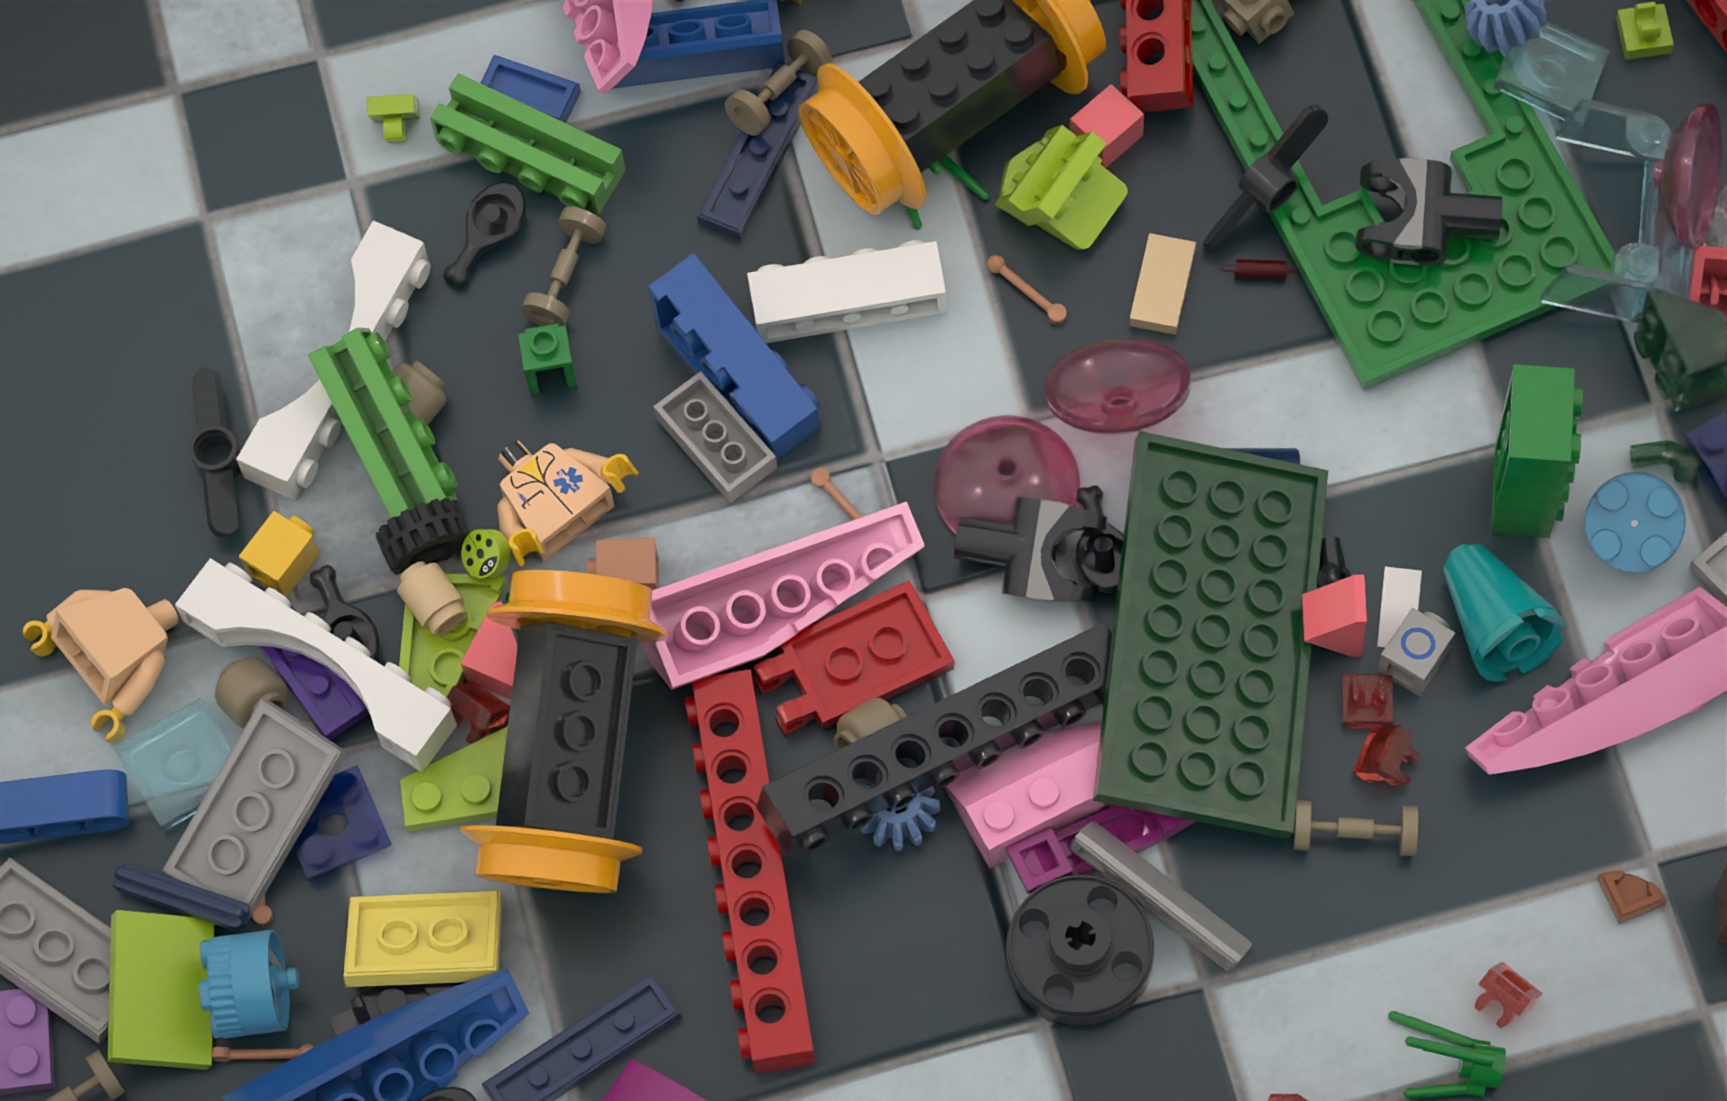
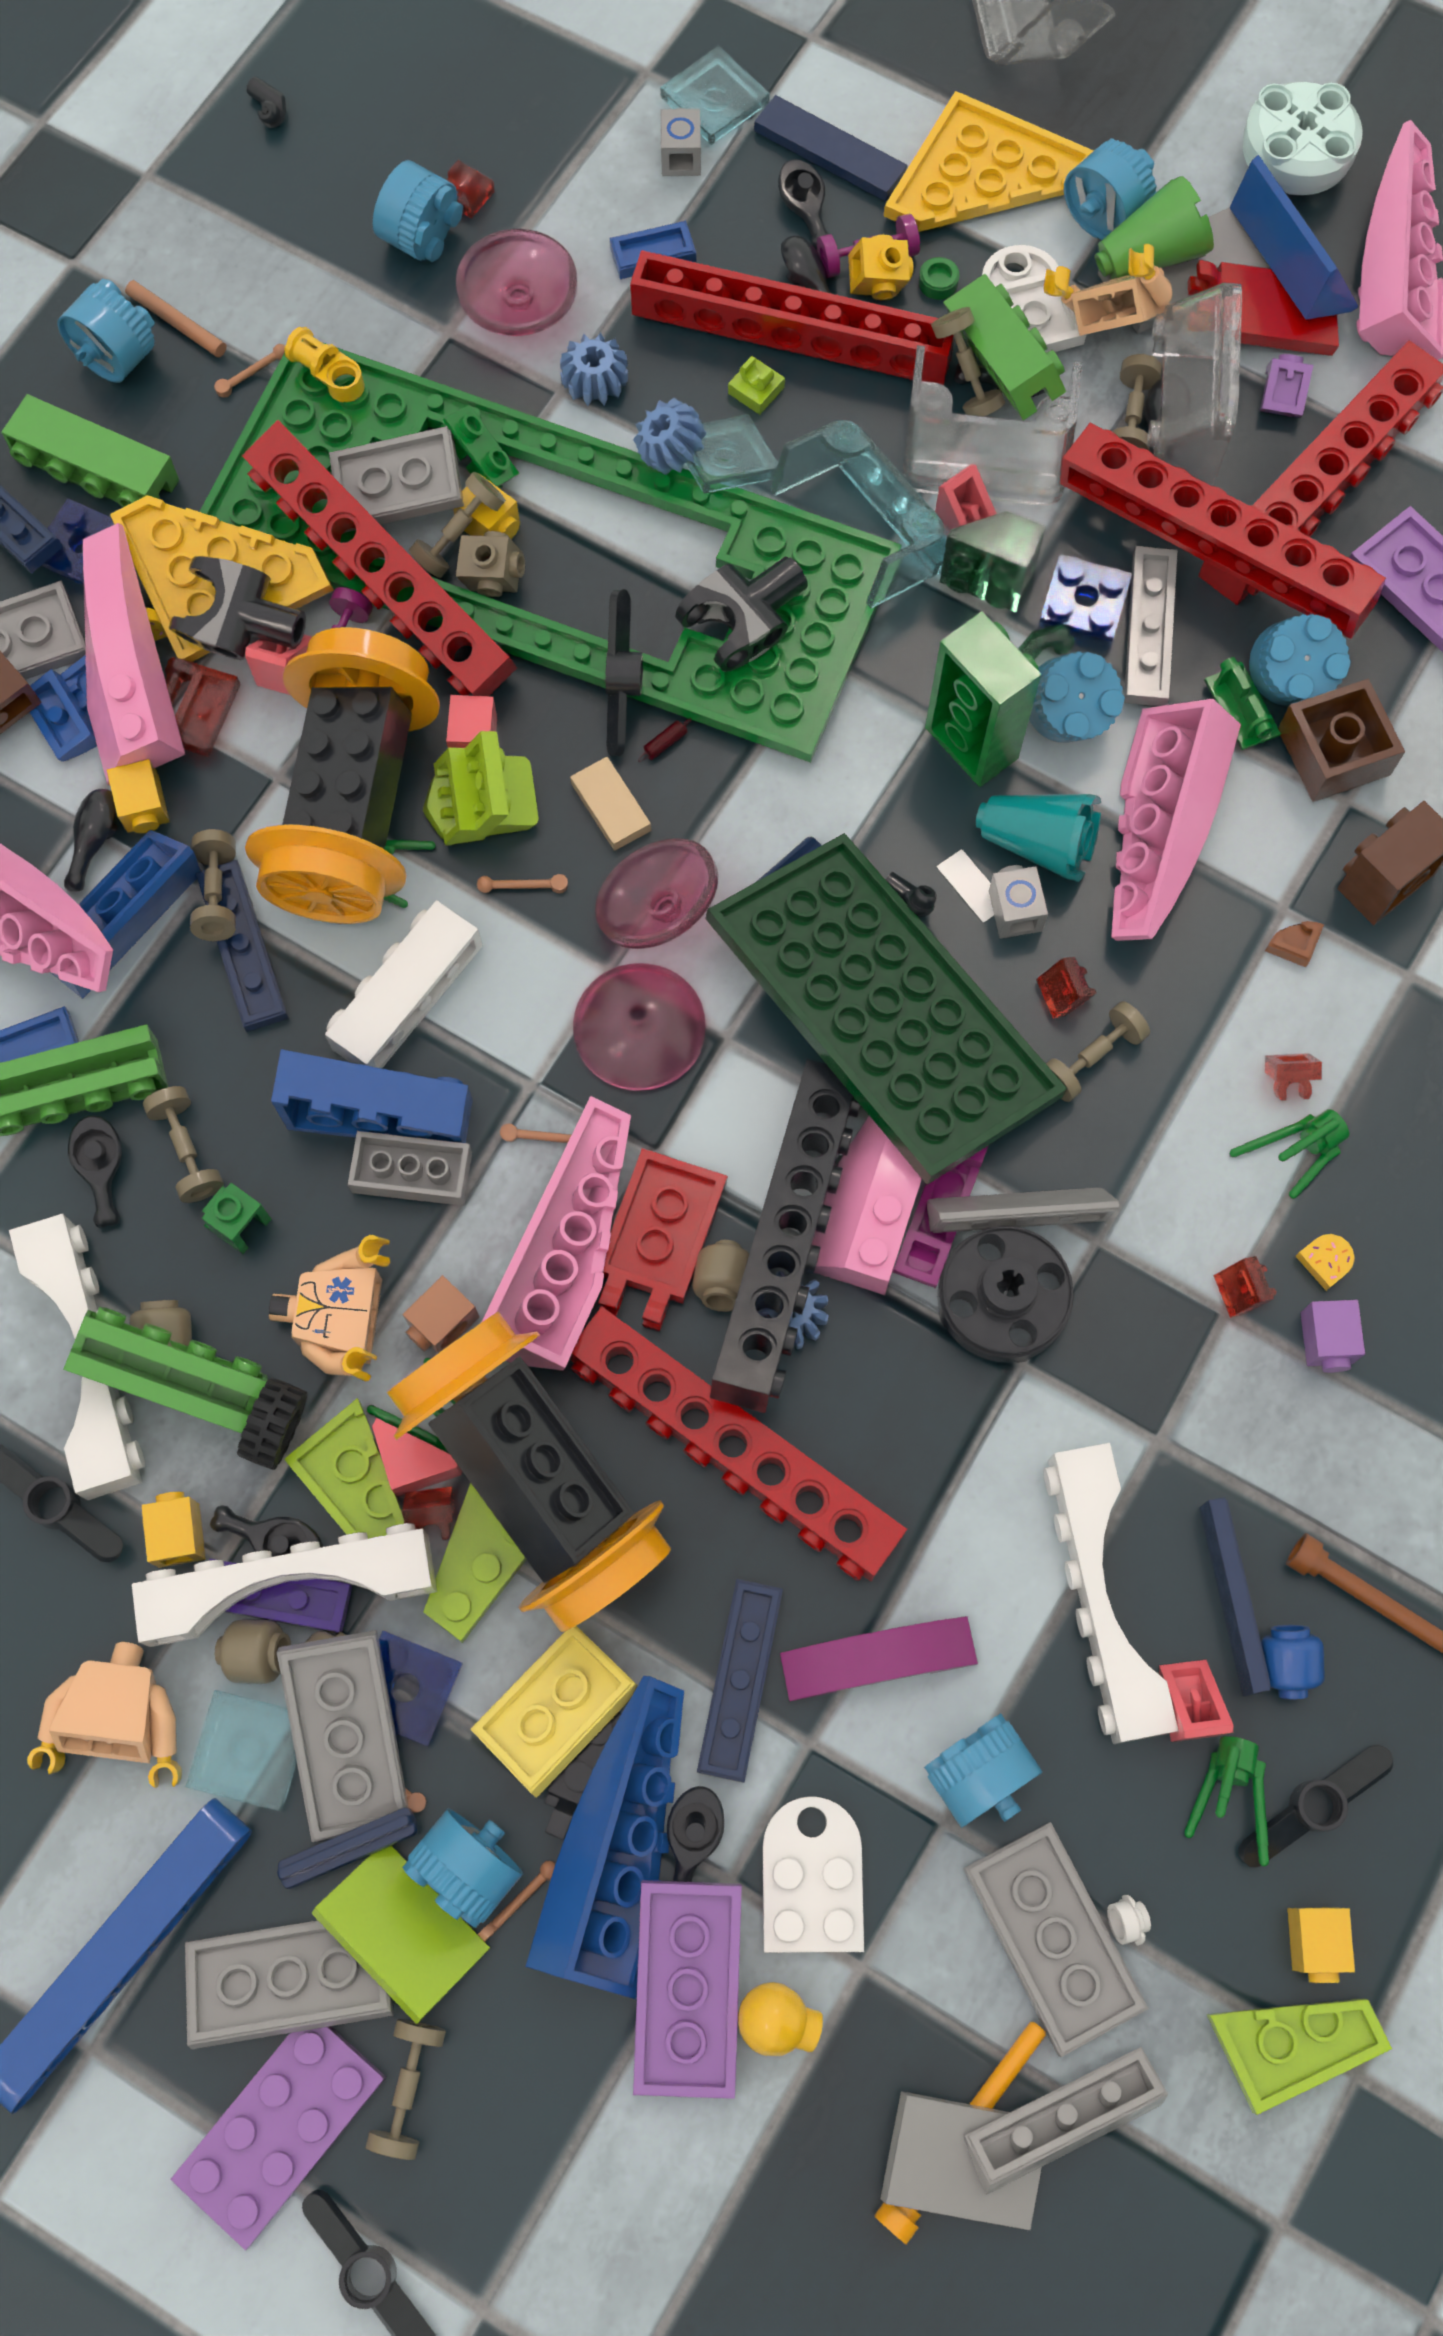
camera: 50 degrees left, 5 degrees up
(432, 598) = (323, 1461): tan brick -> none
(485, 553) = (331, 1394): lime tile -> none
(1028, 547) = (705, 1054): black connector -> none
(1097, 549) = (749, 1012): black piece -> none
(1337, 616) = (955, 917): coral slope -> none
(1366, 701) = (1015, 962): clear red tile -> none
(1691, 175) = (902, 438): clear pink dish -> none

